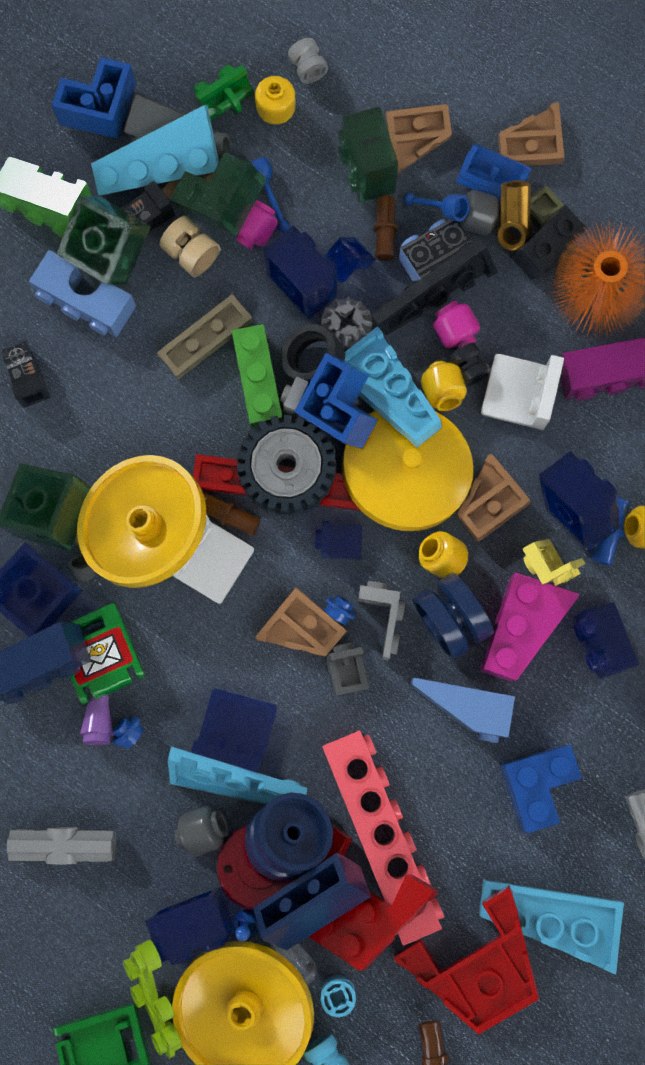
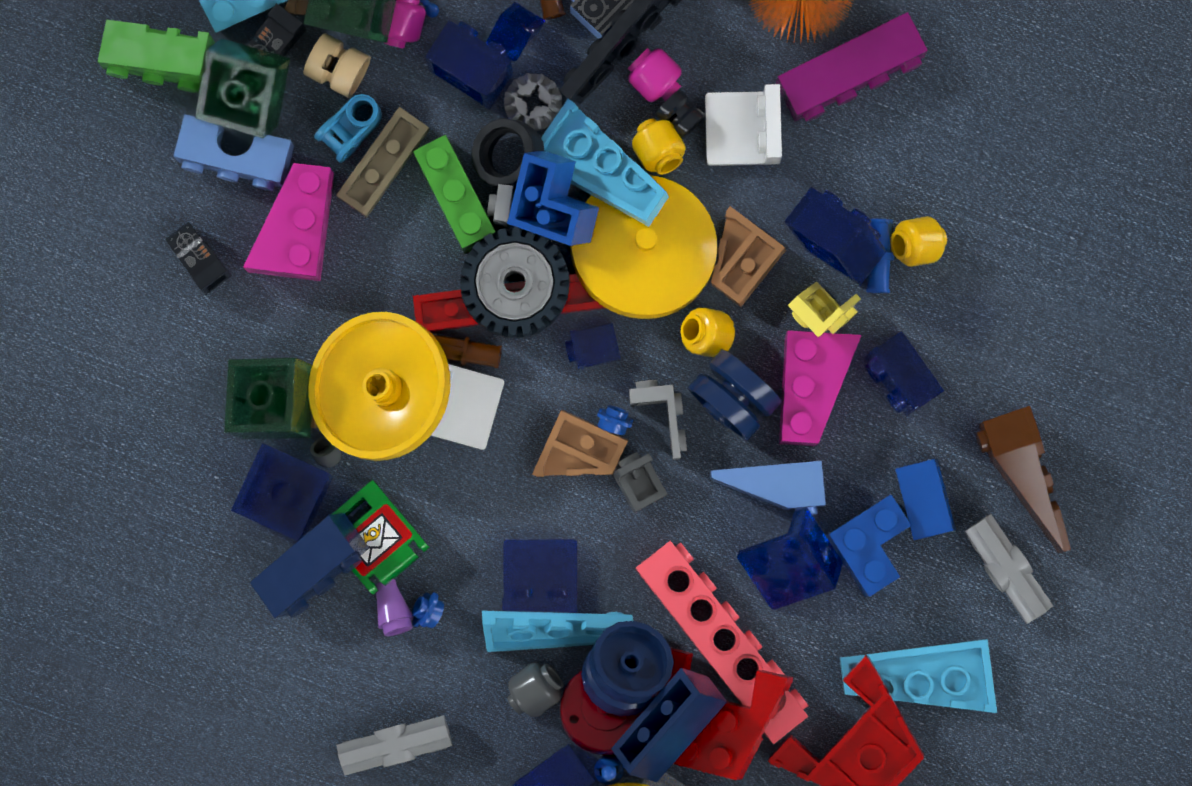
camera: 15 degrees left, 5 degrees up
(114, 368) = (296, 227): none -> dark pink wedge
(184, 300) = (348, 128): none -> dark azure piece
(466, 783) = (793, 563): none -> clear blue bracket
(598, 757) = (925, 499): none -> blue hinge

